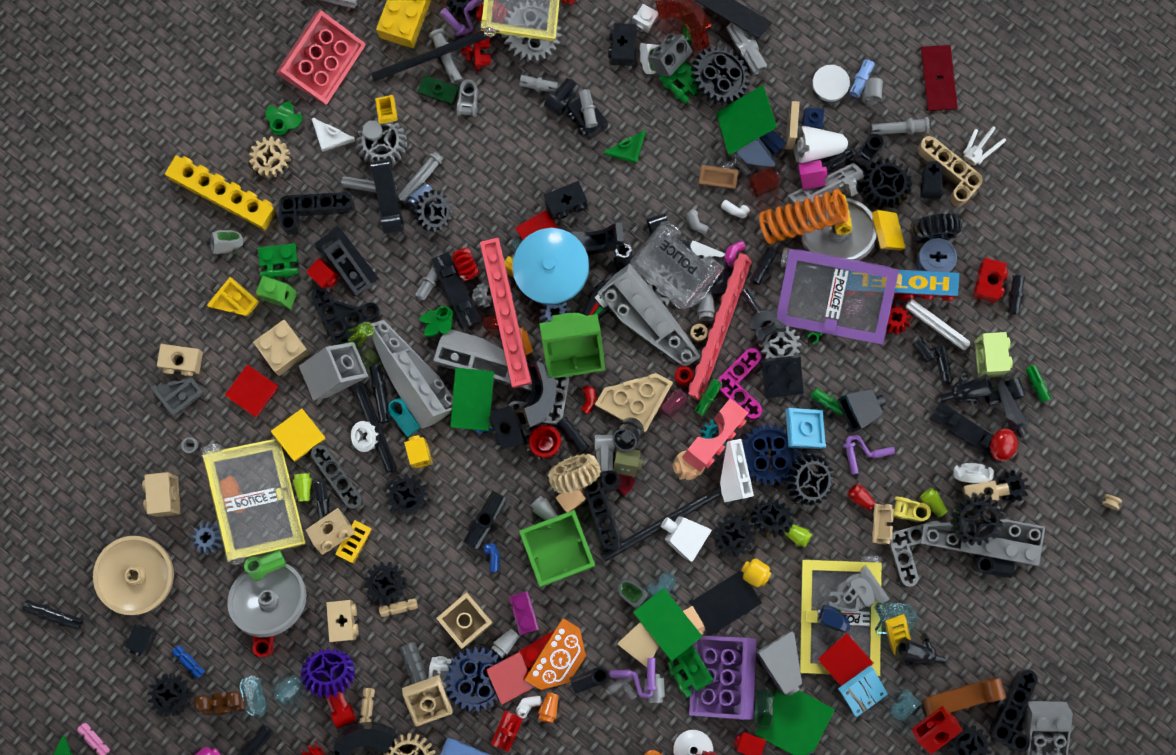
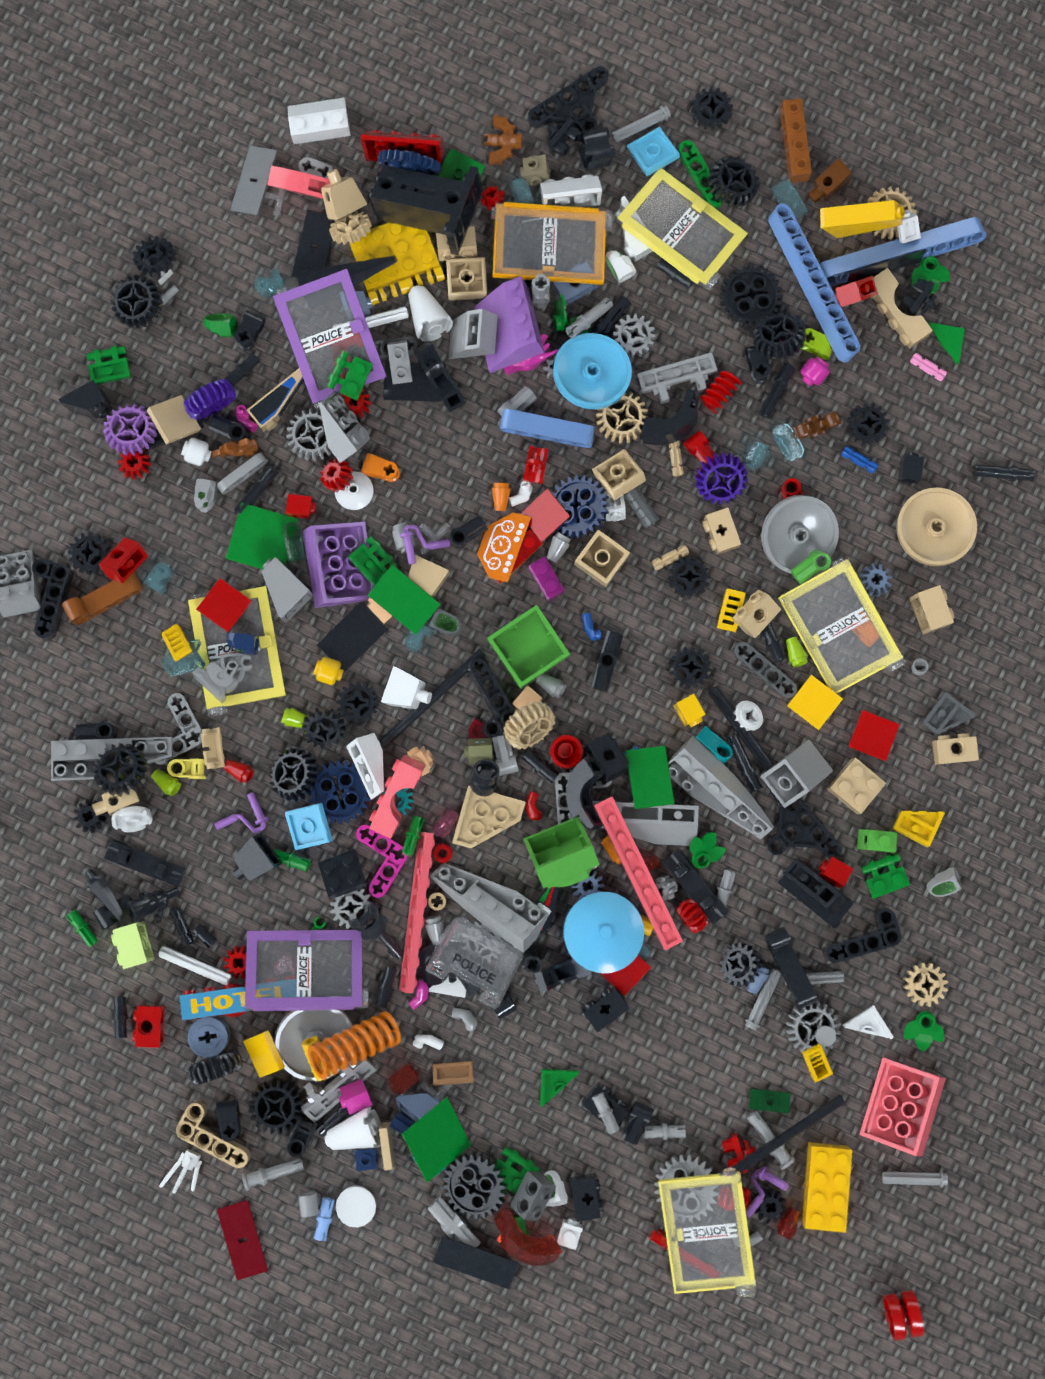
camera: 165 degrees right, 5 degrees up
(181, 166) = (1015, 944): yellow brick -> none
(364, 330) = (776, 820): clear neon green piece -> none
(467, 103) = (735, 1094): light grey piece -> none
(863, 691) = (201, 581): medium azure tile -> none
(916, 653) = (159, 629): black piece -> none
(1004, 445) = (106, 856): red hat -> none

